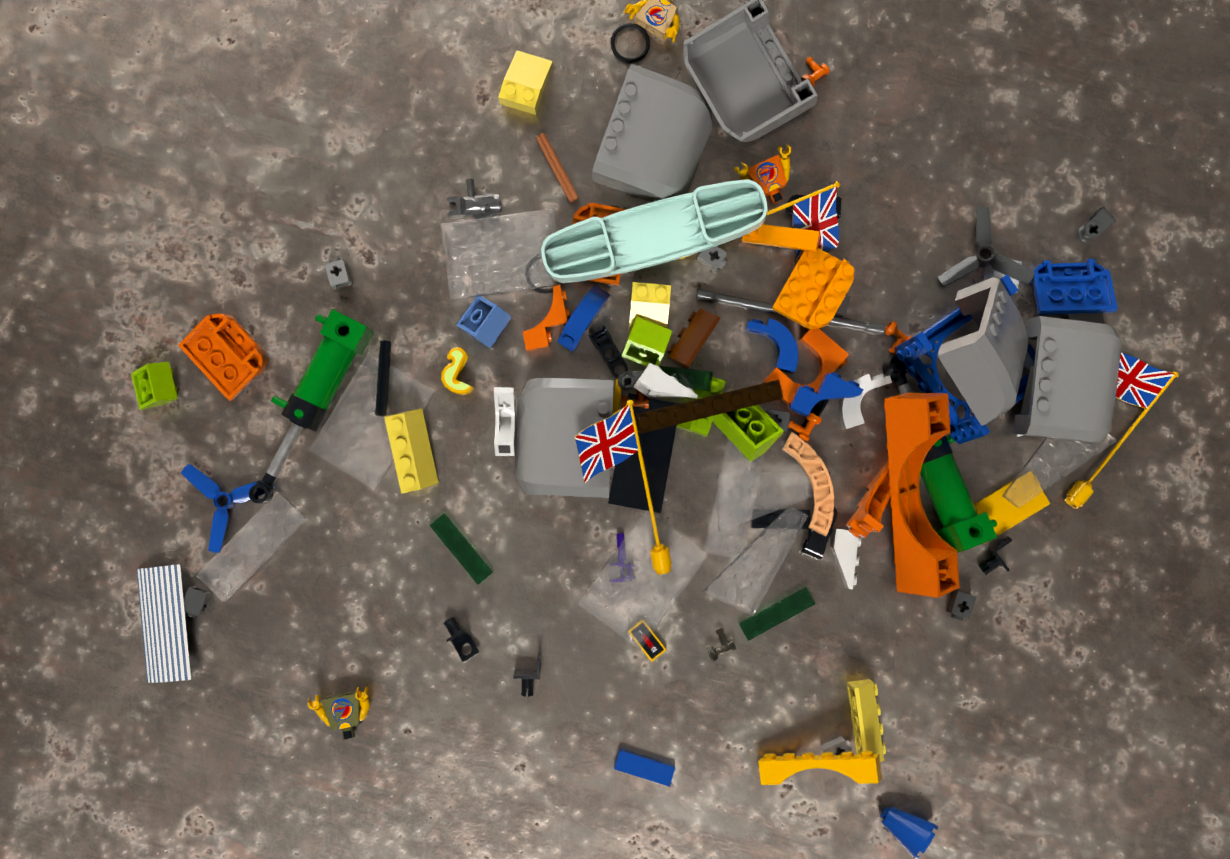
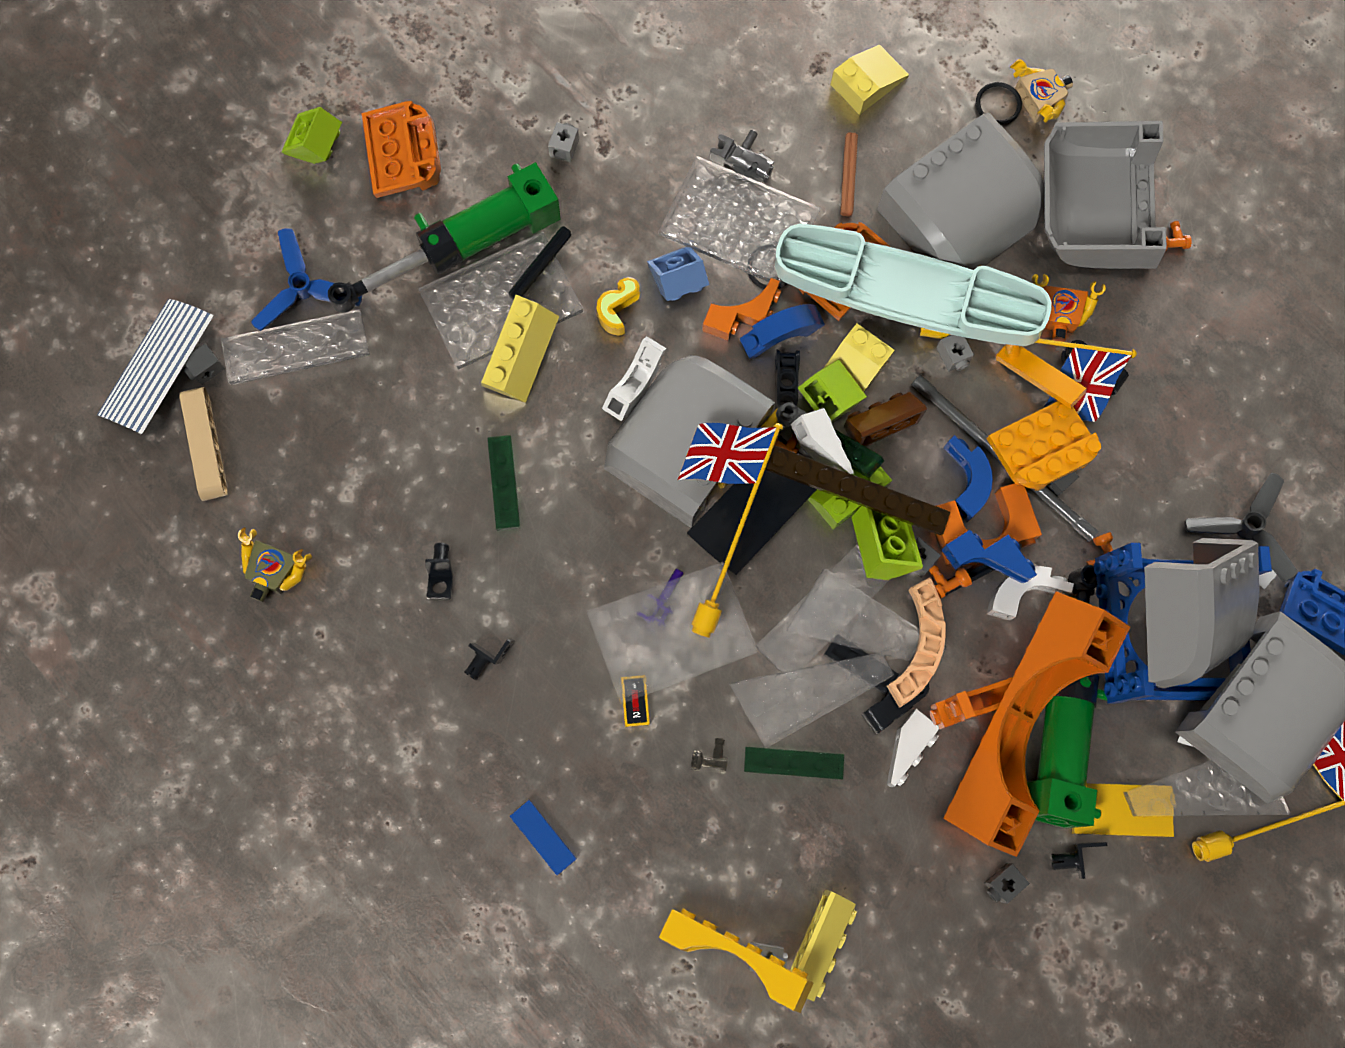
camera: 35 degrees right, 10 degrees down
(236, 655) = (203, 444): none -> tan beam

